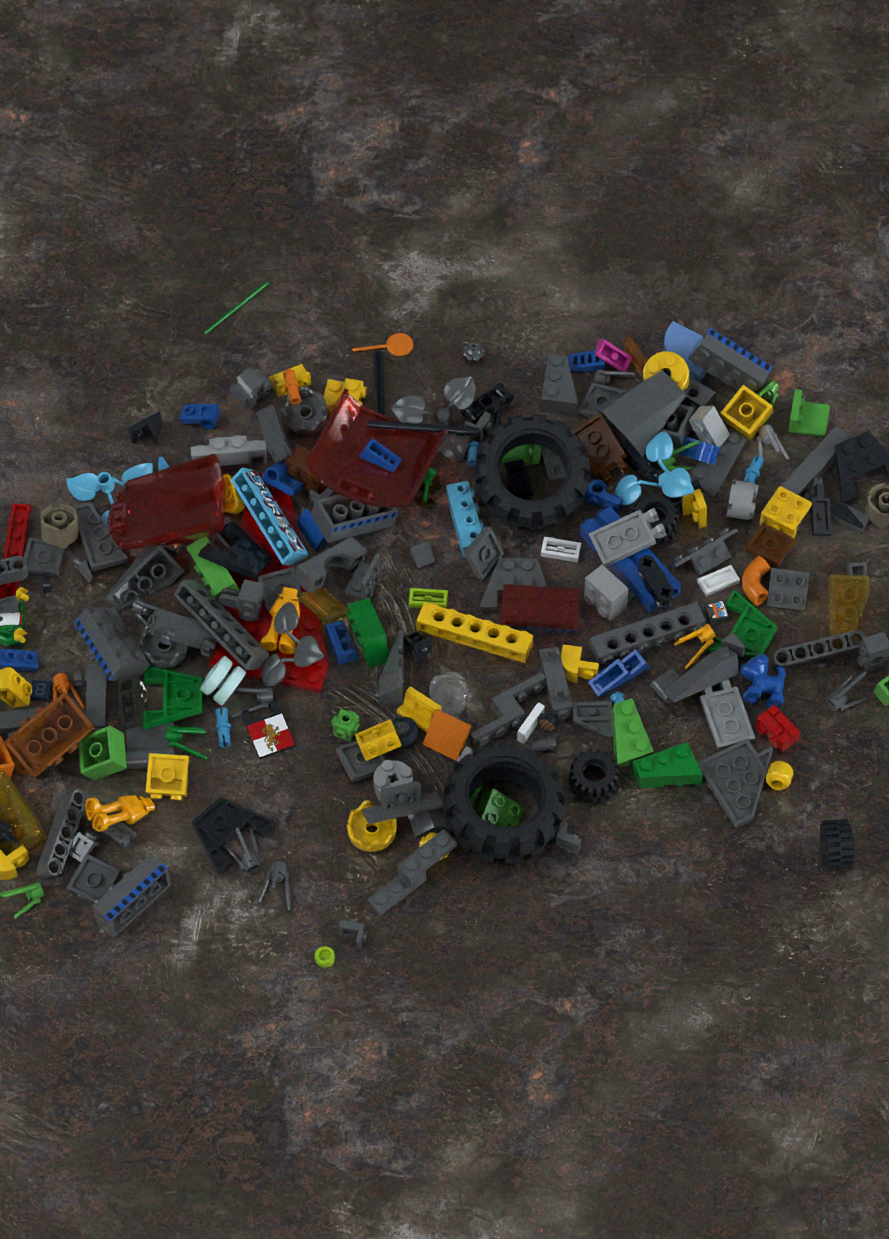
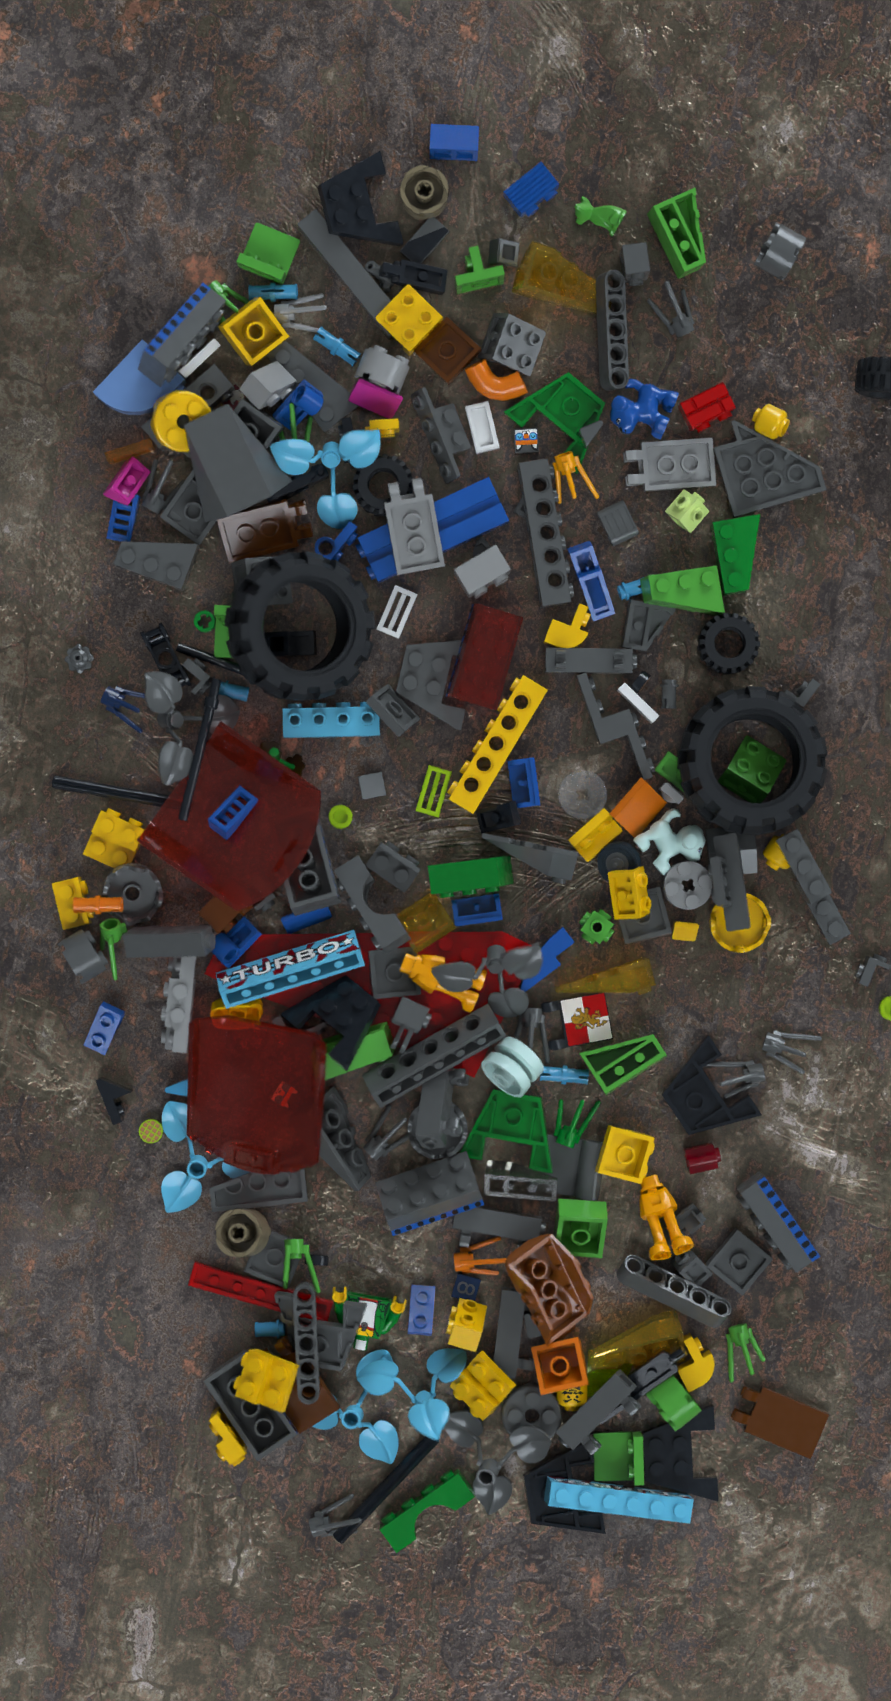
camera: 80 degrees left, 30 degrees up
(52, 561) = (293, 1250): none -> bright green plant
(84, 568) = (303, 1209): dark grey bar -> none
(127, 459) = (151, 1131): none -> tile
(173, 834) = (702, 1158): none -> dark red brick
(240, 762) = (623, 1061): none -> bright green wedge
(274, 398) = (111, 932): none -> bright green plant
(310, 750) = (625, 978): none -> clear yellow wedge
(312, 696) = (551, 948): none -> blue slope
(356, 791) = (684, 931): none -> yellow slope
(394, 540) = (340, 816): none -> lime tile
(397, 345) = (43, 753): orange piece -> none
(425, 764) = (687, 841): none -> light aqua animal
(448, 375) = (114, 699): none -> dark blue plant
(449, 658) = (524, 782): none -> blue hinge
(655, 582) = (487, 507): black piece -> none
(692, 728) = (687, 510): none -> yellowish green brick
(708, 672) = (619, 477): dark grey wedge -> none
(717, 385) = (199, 358): none -> white tile
(719, 502) = (375, 398): none -> dark pink slope
(781, 425) = (273, 292): none -> dark azure pin
(834, 548) = (476, 276): none -> bright green bracket

